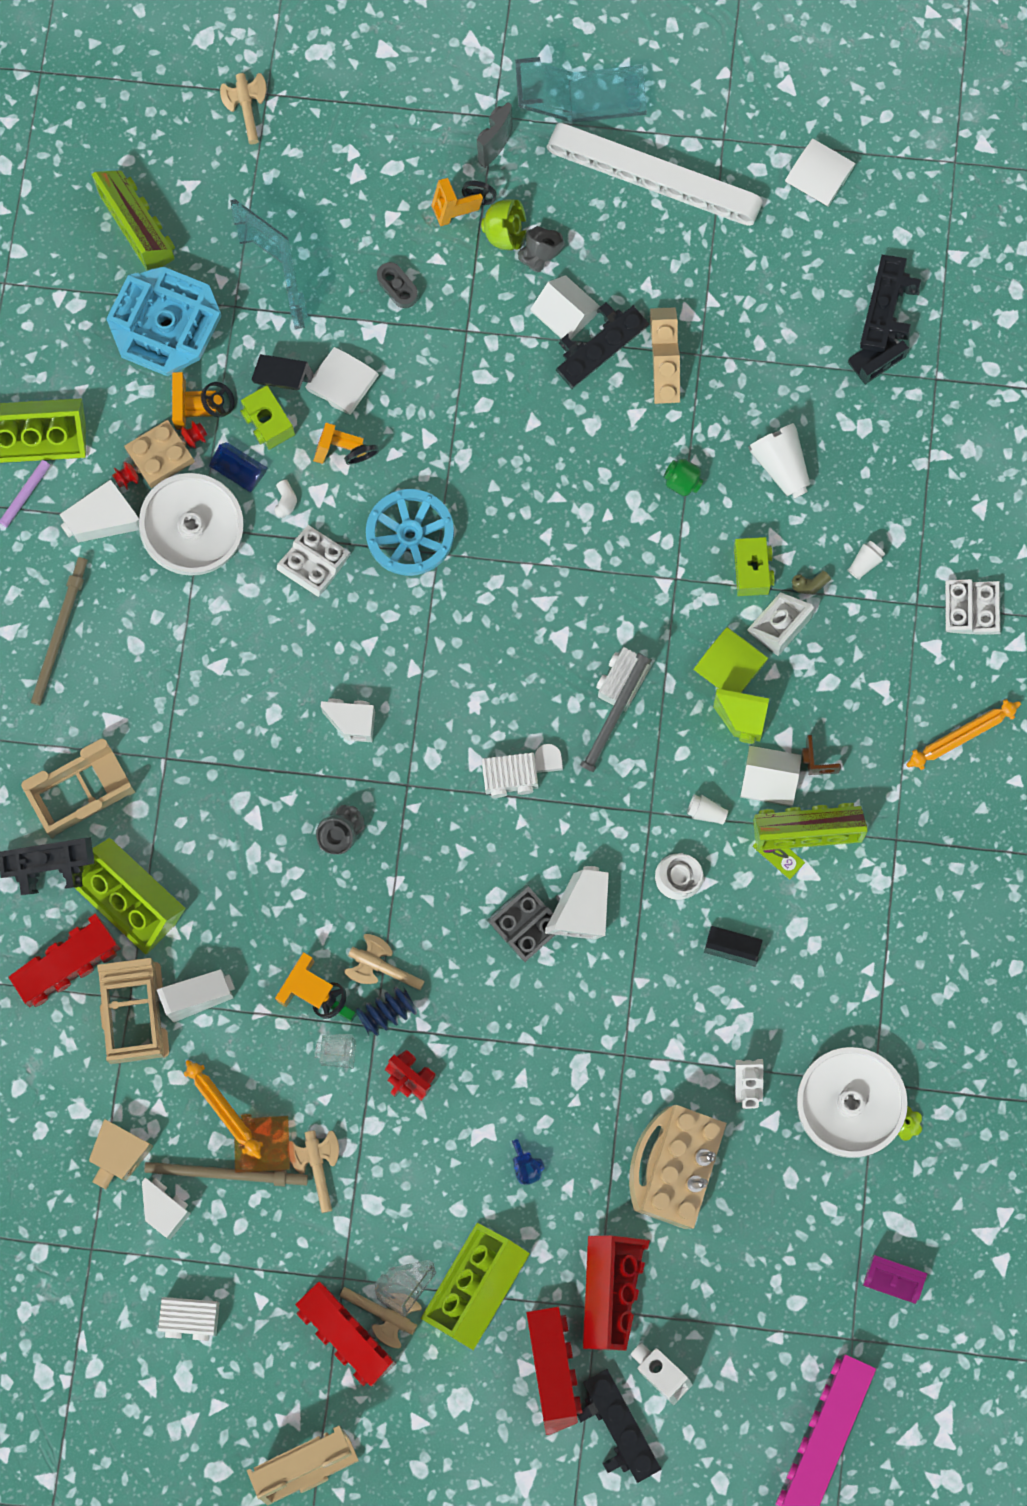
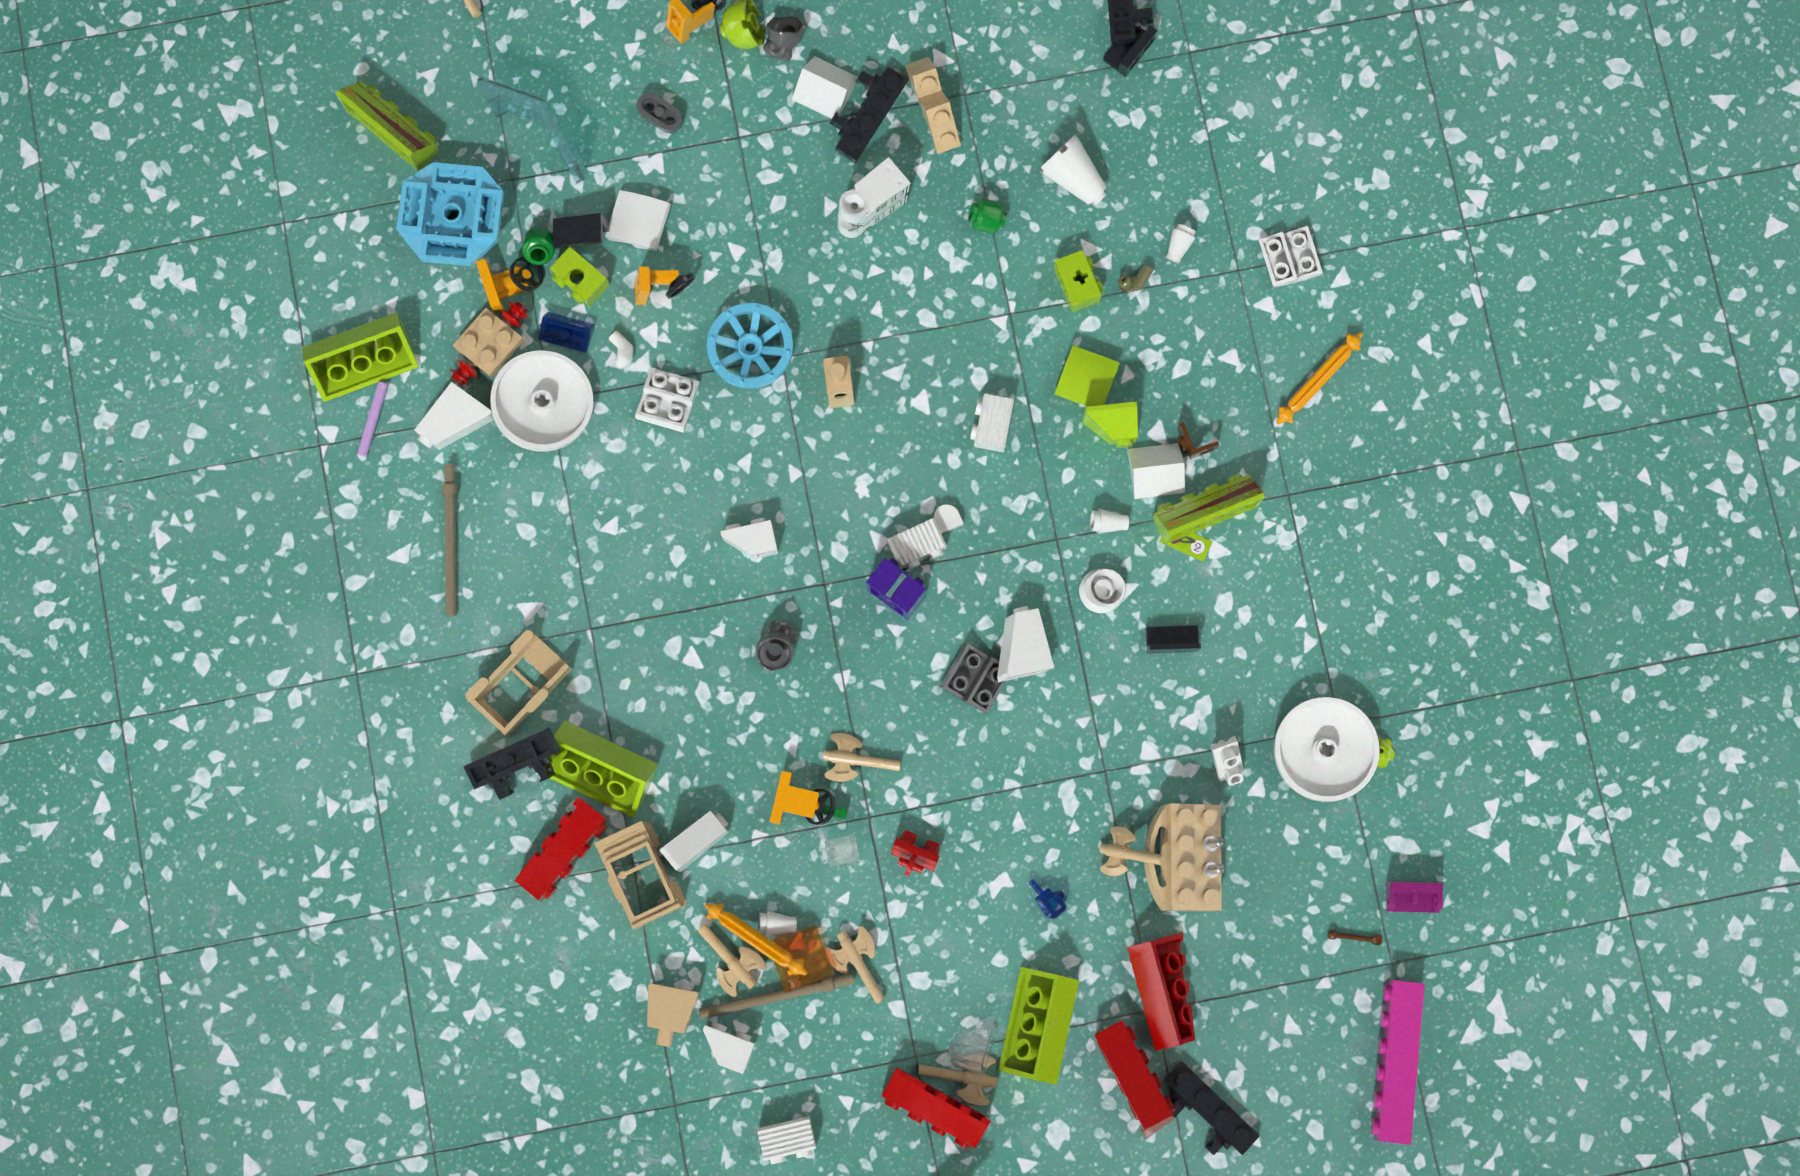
camera: 20 degrees left, 5 degrees up
(197, 1135) = (738, 969): none -> tan piece
(237, 376) = (538, 246): none -> green head
(249, 1102) = (775, 923): none -> white cone
(386, 1011) = (875, 800): dark blue piece -> none
(474, 809) = (896, 588): none -> dark purple container
(484, 590) = (838, 381): none -> tan torso
(574, 427) = (872, 199): none -> white piece
(612, 1138) = (1119, 852): none -> tan piece
(615, 713) = (994, 472): dark grey bar -> none
(669, 1381) = (1244, 1055): white torso -> none
(781, 622) = (1120, 324): white slope -> none
(843, 1311) = (1376, 939): none -> reddish brown hinge

